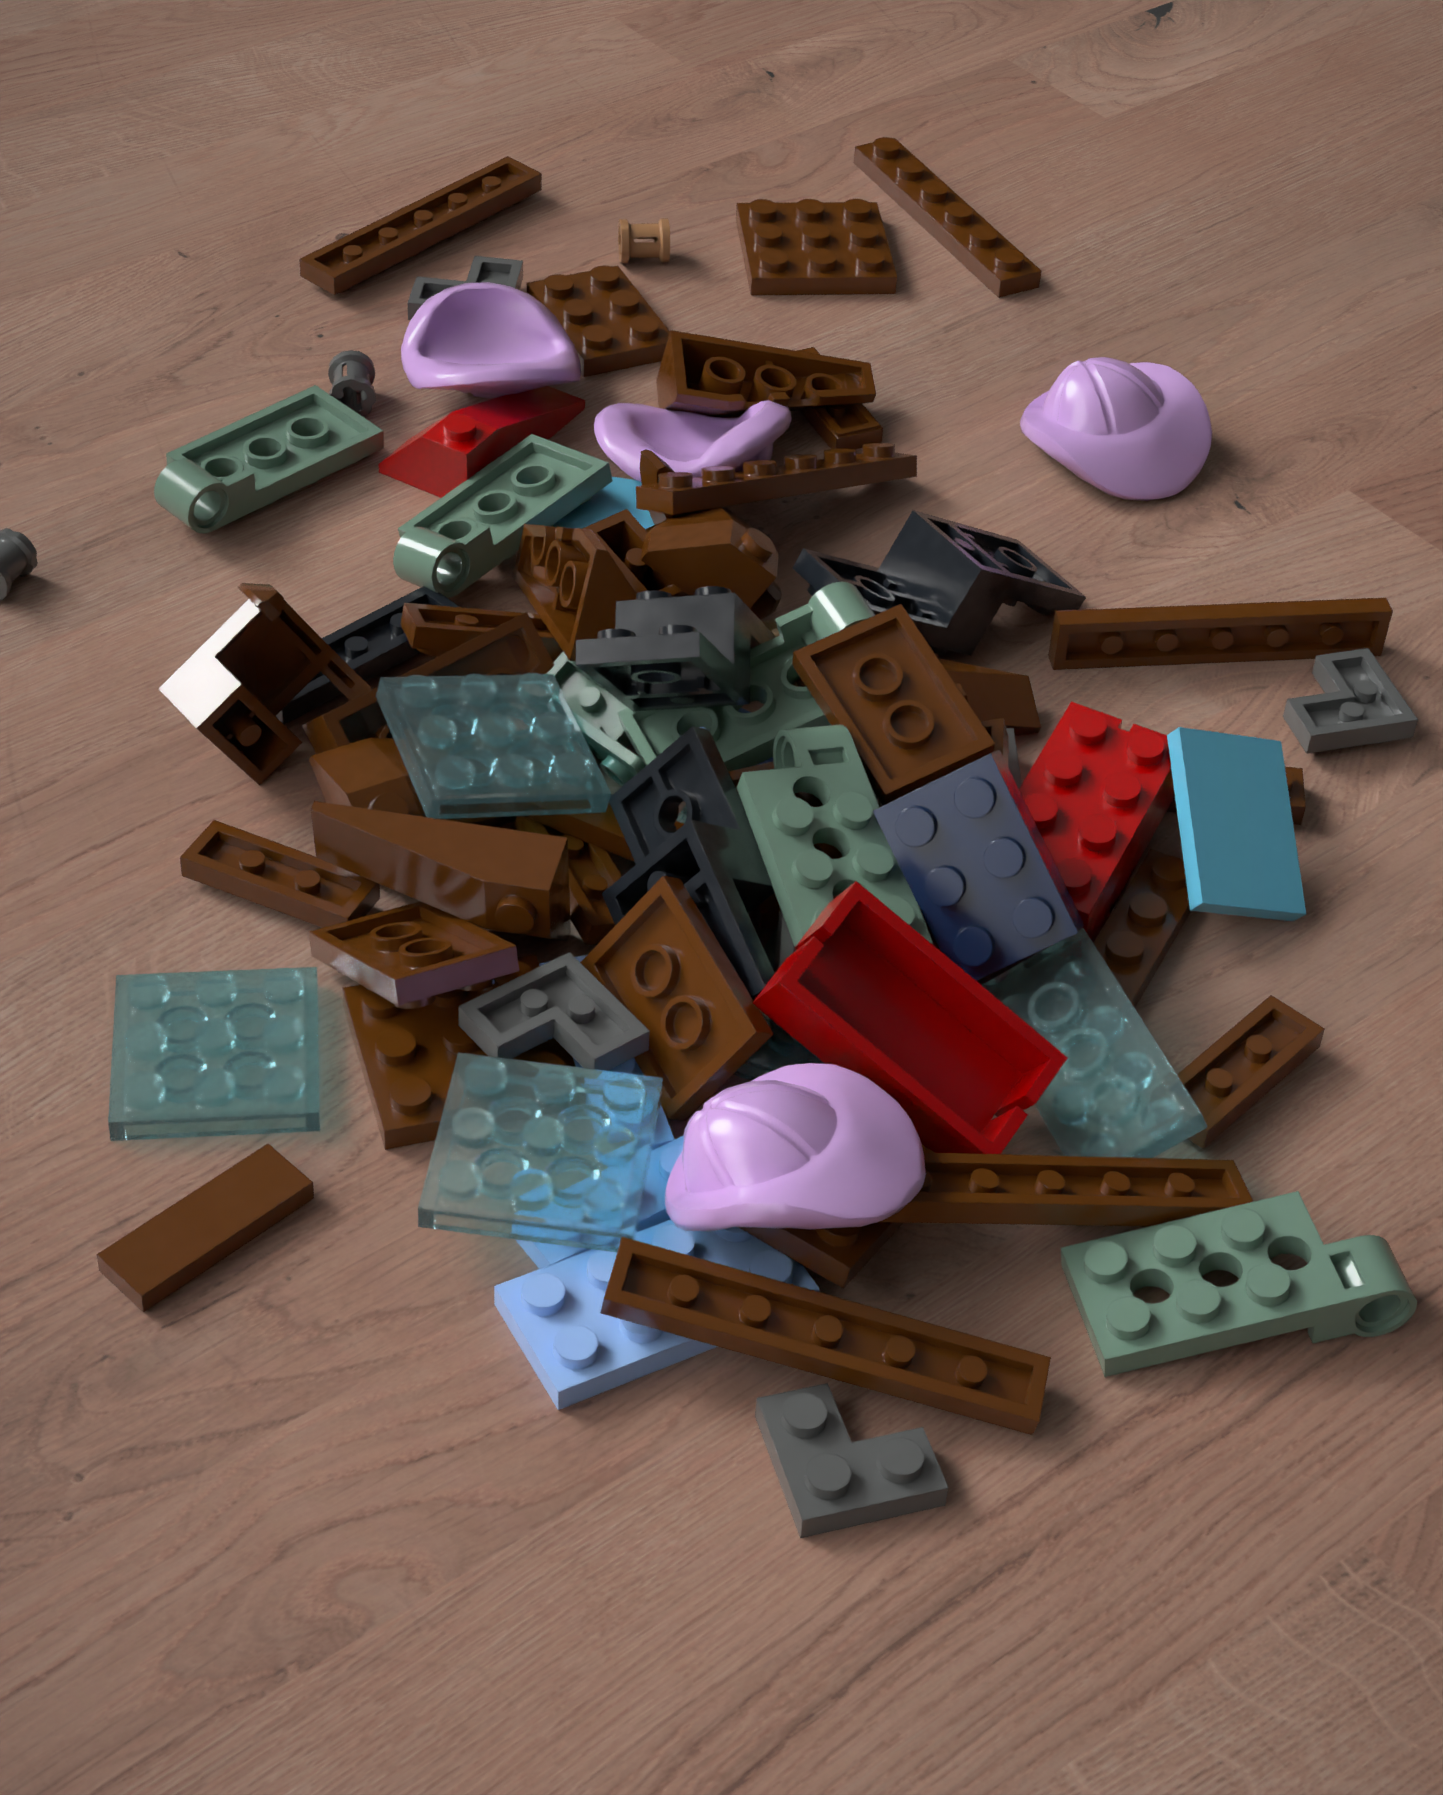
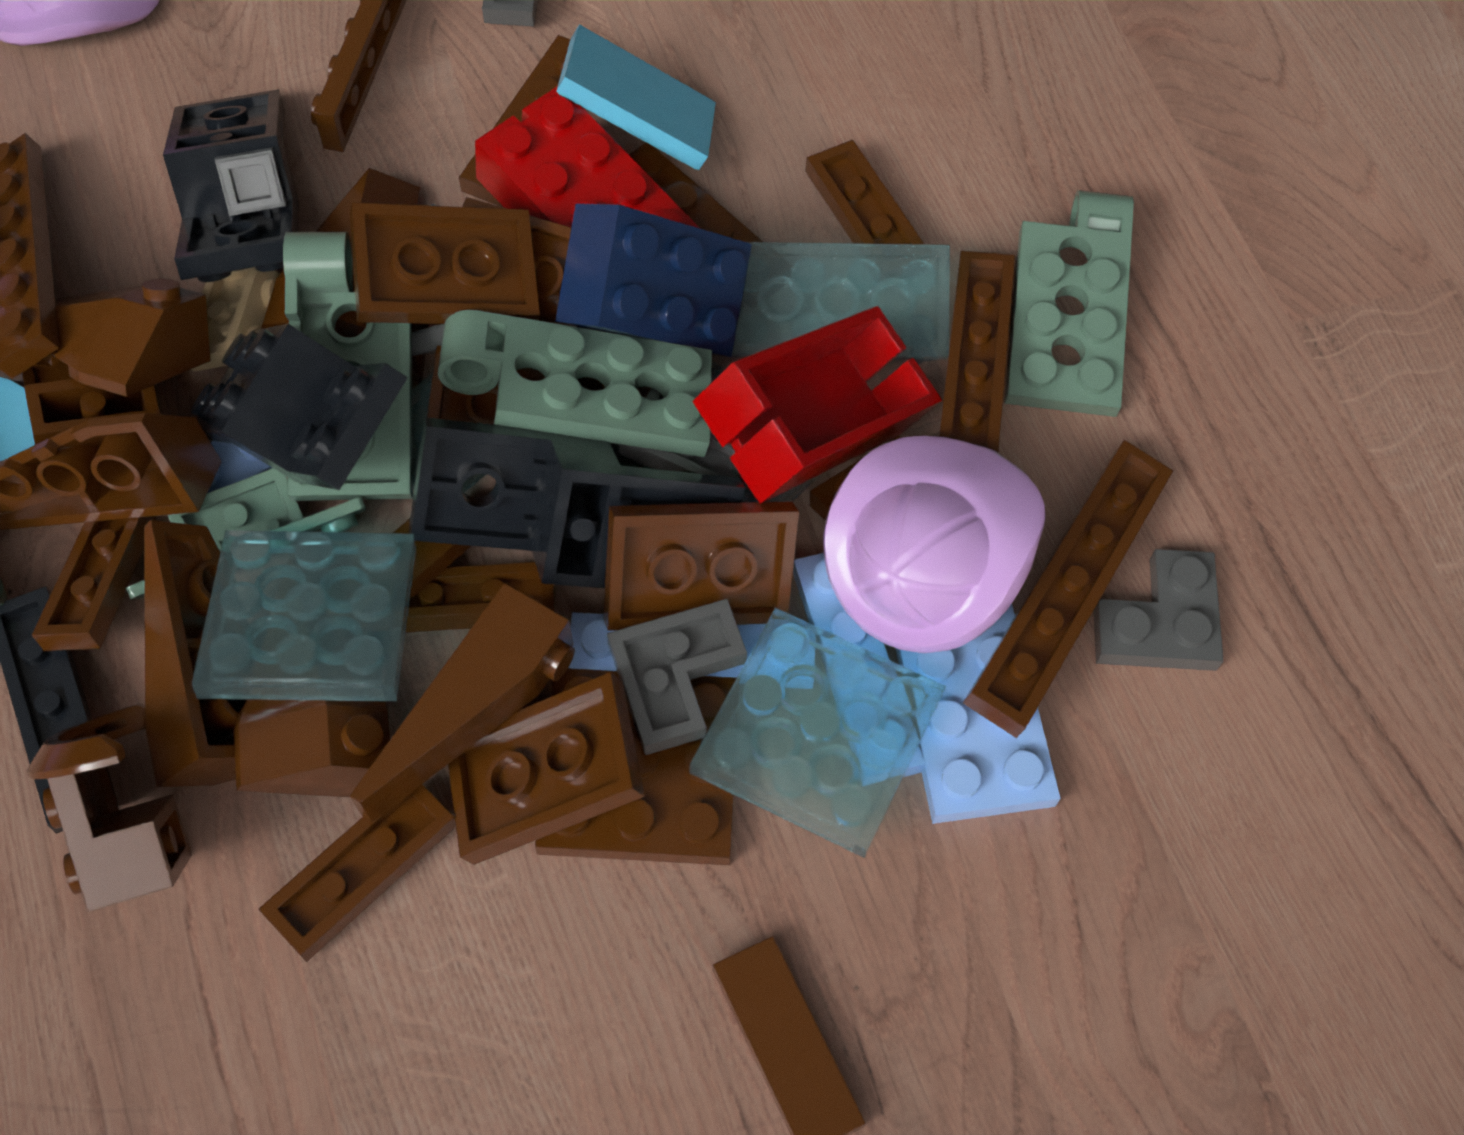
camera: 70 degrees left, 20 degrees up
(215, 1054) = (565, 988): clear light blue plate -> none
(931, 580) = (250, 181): none -> tile

